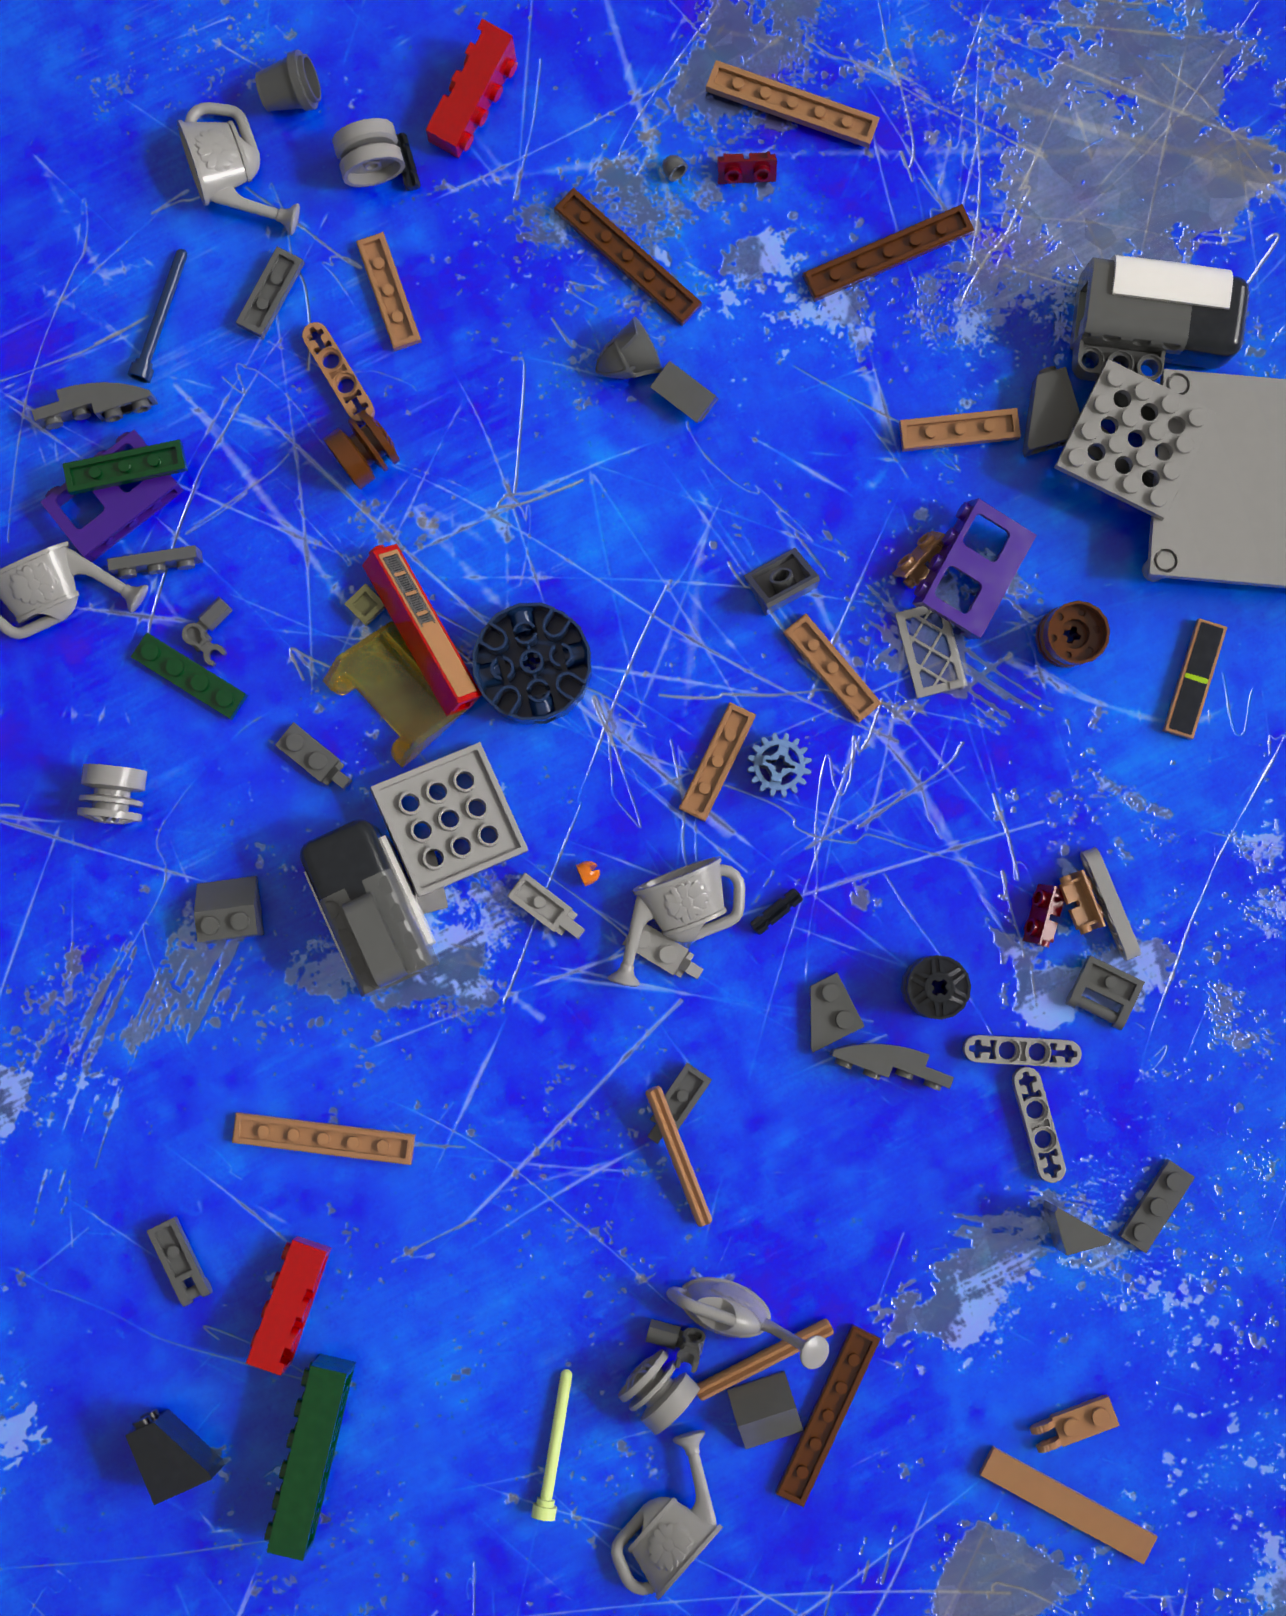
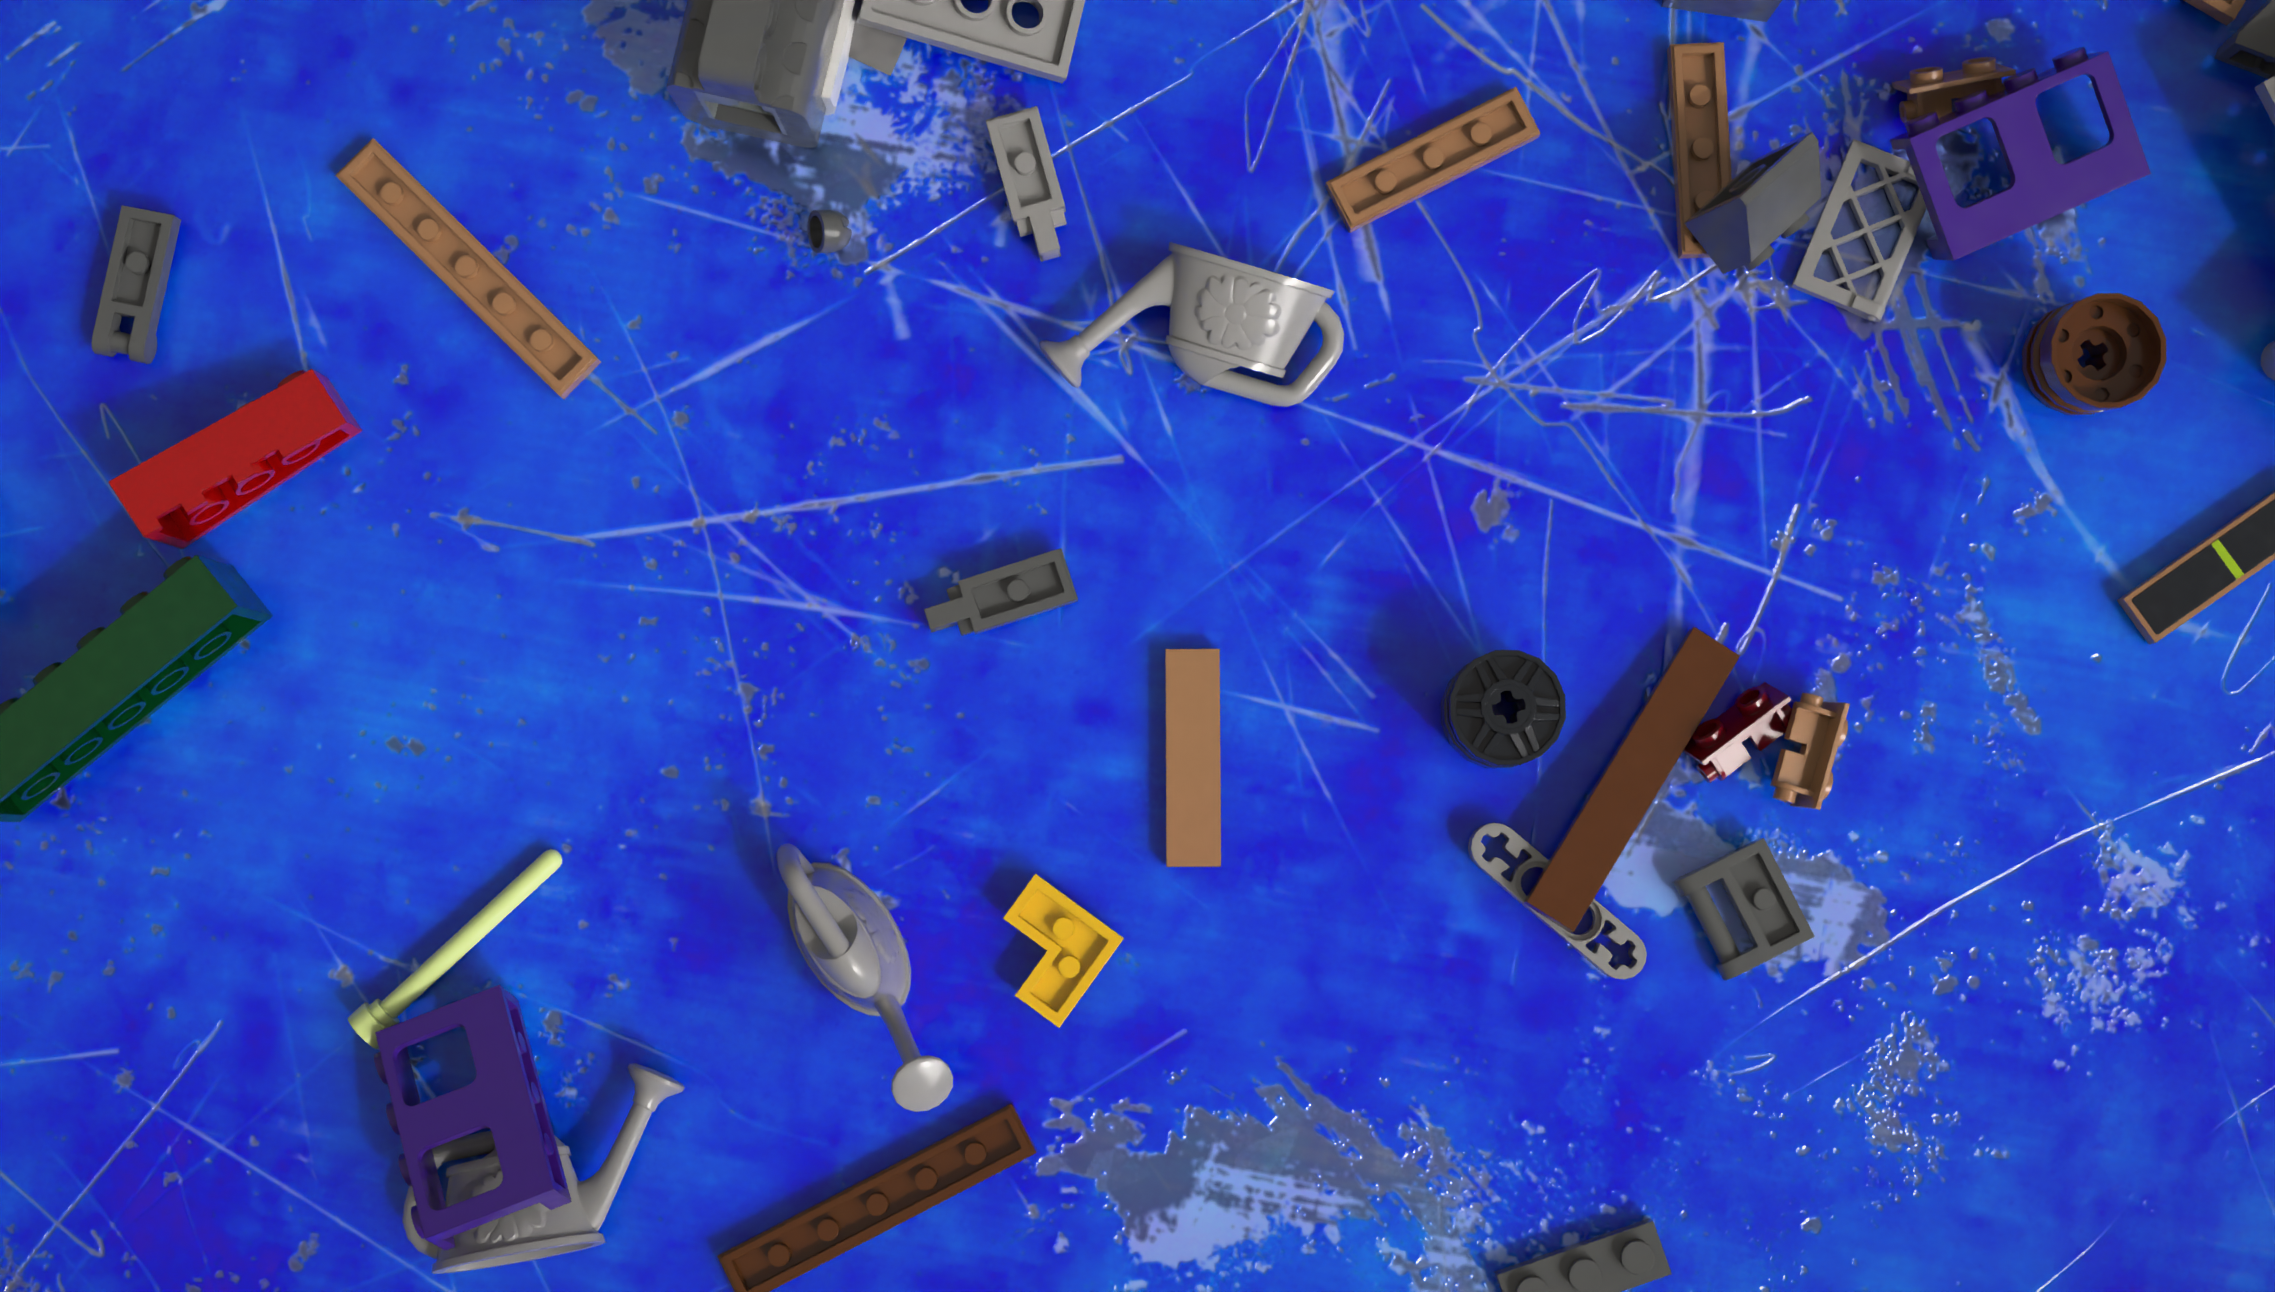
camera: 40 degrees right, 0 degrees up
(473, 999) = (828, 231): none -> dark grey hinge
(586, 874) = (1127, 175): orange hinge -> none
(631, 1500) = (500, 1098): none -> dark purple window
(656, 1389) = (660, 978): light grey wheel -> none
(666, 953) = (1150, 373): light grey hinge -> none
(670, 1336) = (759, 944): dark grey bar -> none
(678, 1156) = (947, 669): medium nougat axle -> none
(759, 1361) = (829, 1050): medium nougat axle -> none
(764, 1410) = (792, 1126): dark grey slope -> none
(776, 911) = (1354, 433): black axle -> none
(793, 768) = (1529, 245): medium blue gear -> none
(815, 1110) = (1193, 758): none -> medium nougat tile
(826, 1232) = (1075, 947): none -> yellow plate
(831, 1012) = (1323, 637): dark grey wing -> none
(878, 678) = (1760, 206): none -> dark grey slope
(880, 1059) = (1343, 751): dark grey slope -> none
(1014, 973) = (1631, 780): none -> reddish brown tile
(1034, 1125) = (1507, 1026): light grey beam -> none
(1070, 1233) = (1430, 1210): dark grey slope -> none
(1110, 904) = (1850, 787): light grey beam -> none

